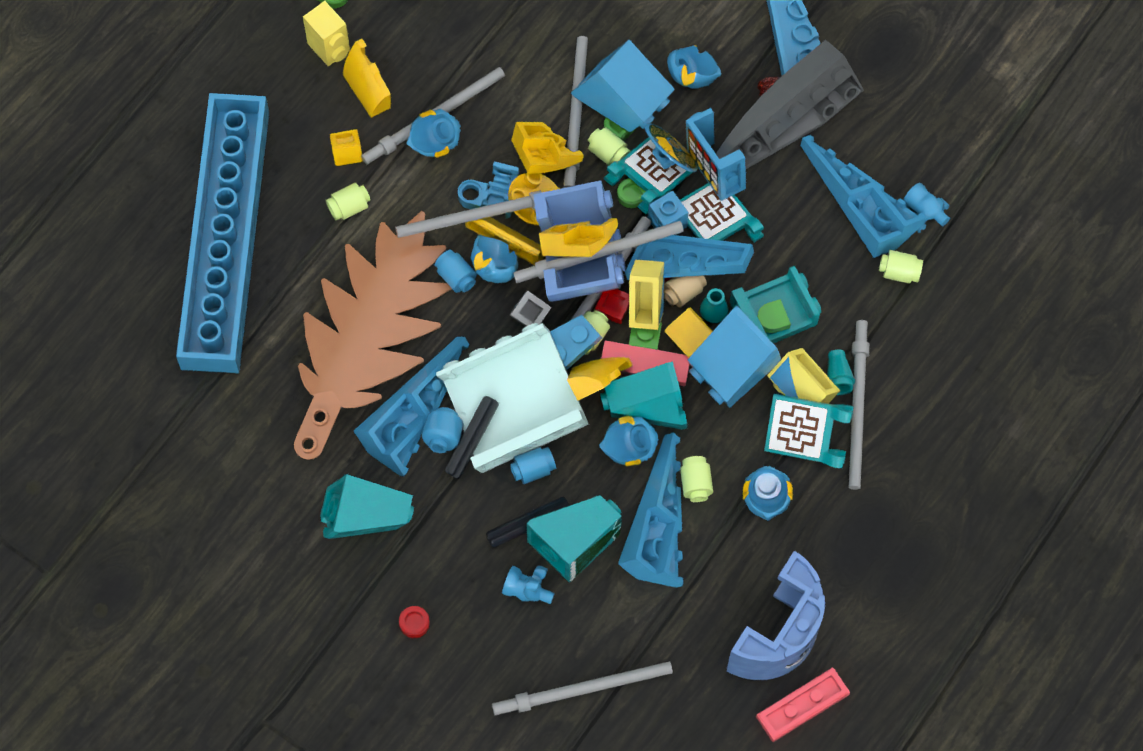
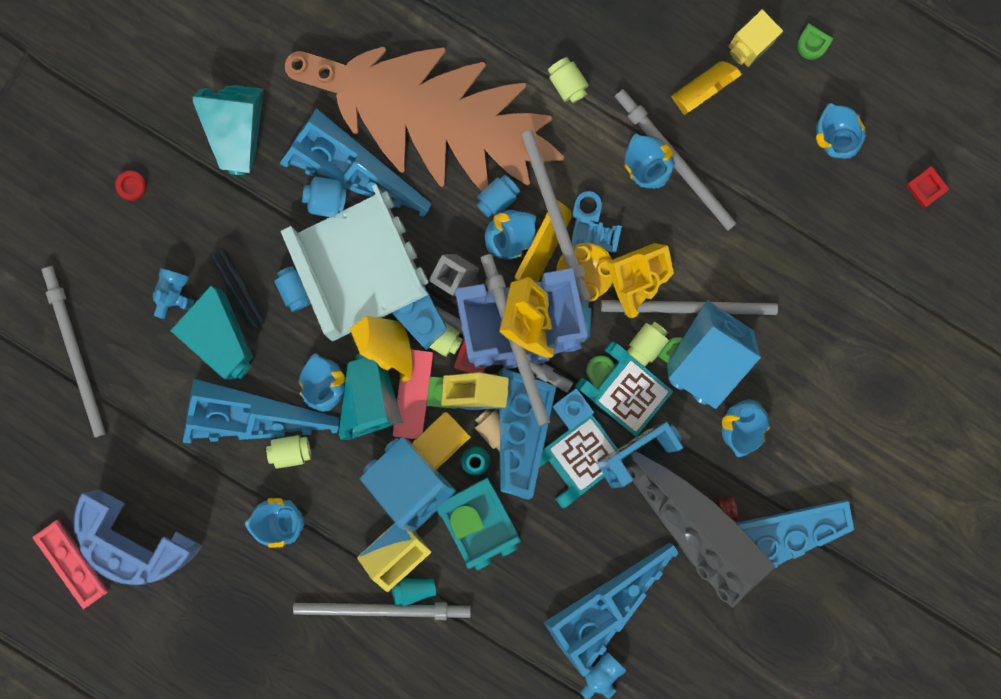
camera: 85 degrees right, 20 degrees up
(346, 147) = (634, 73): yellow slope -> none
(472, 437) = (317, 226): black axle -> none
(672, 148) = (646, 408): shield -> none
(805, 429) = (343, 561): flag -> none
(901, 266) = (532, 651): yellowish green brick -> none

